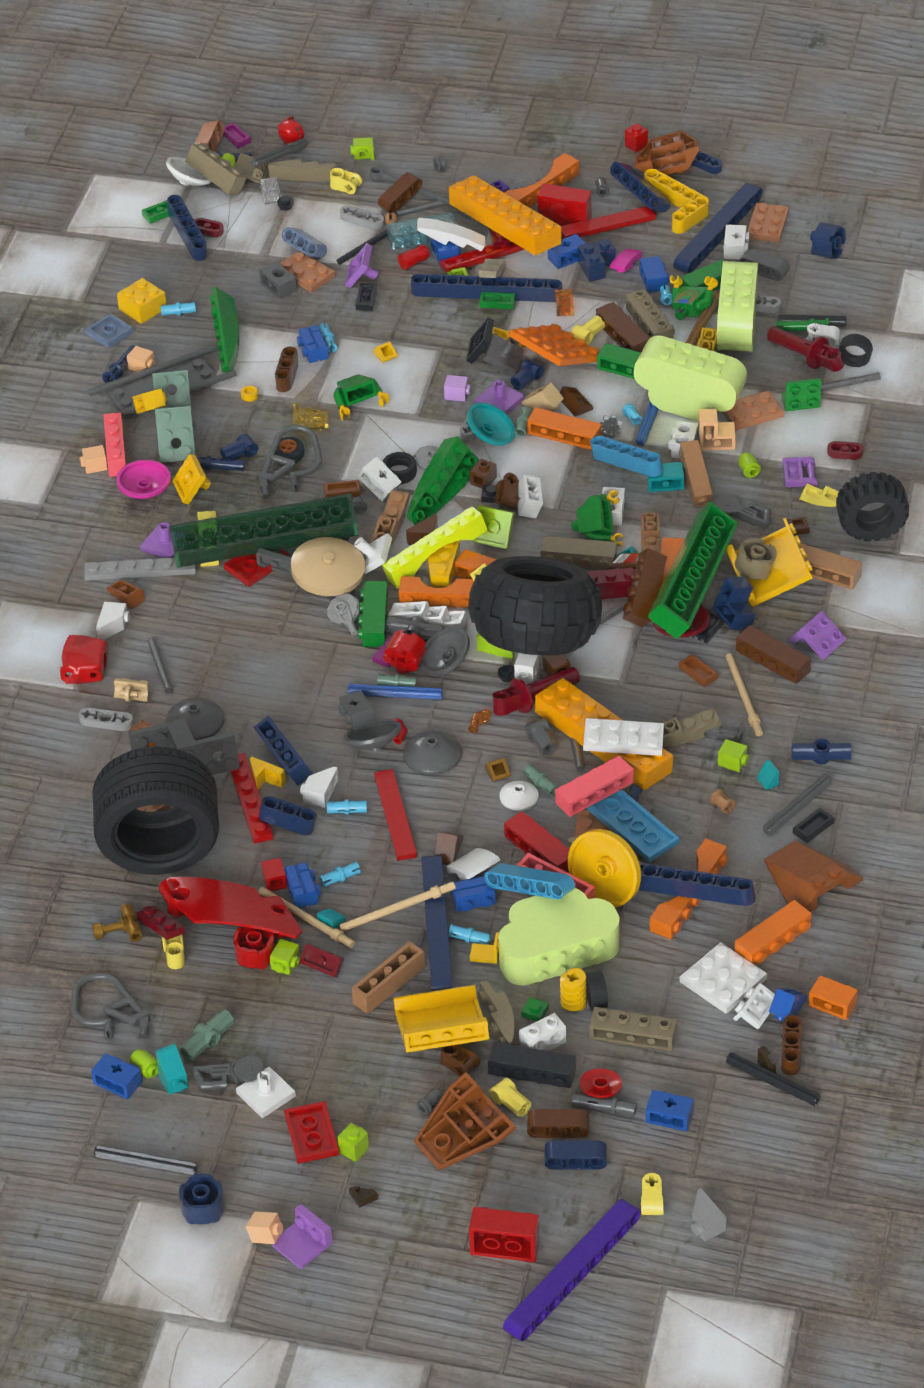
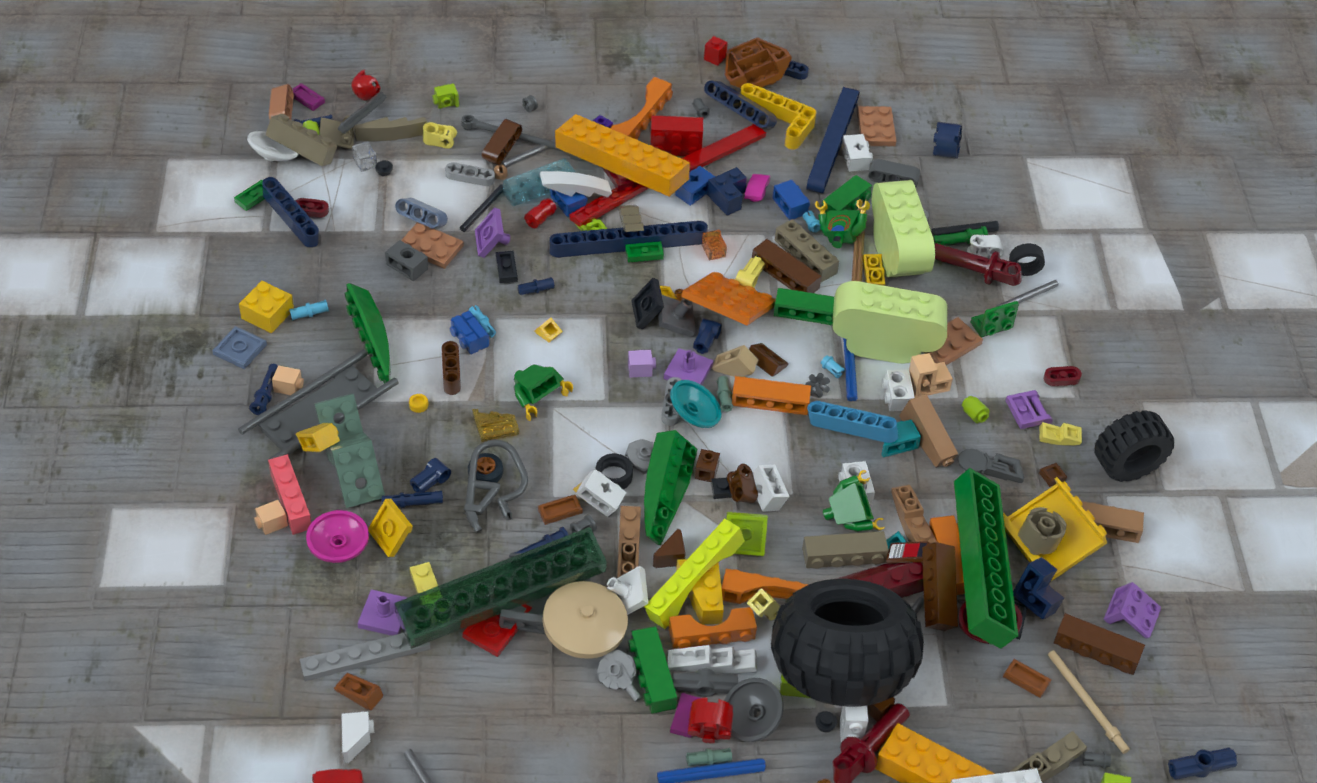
camera: 20 degrees left, 5 degrees up
(388, 315) = (536, 286): none -> dark blue axle

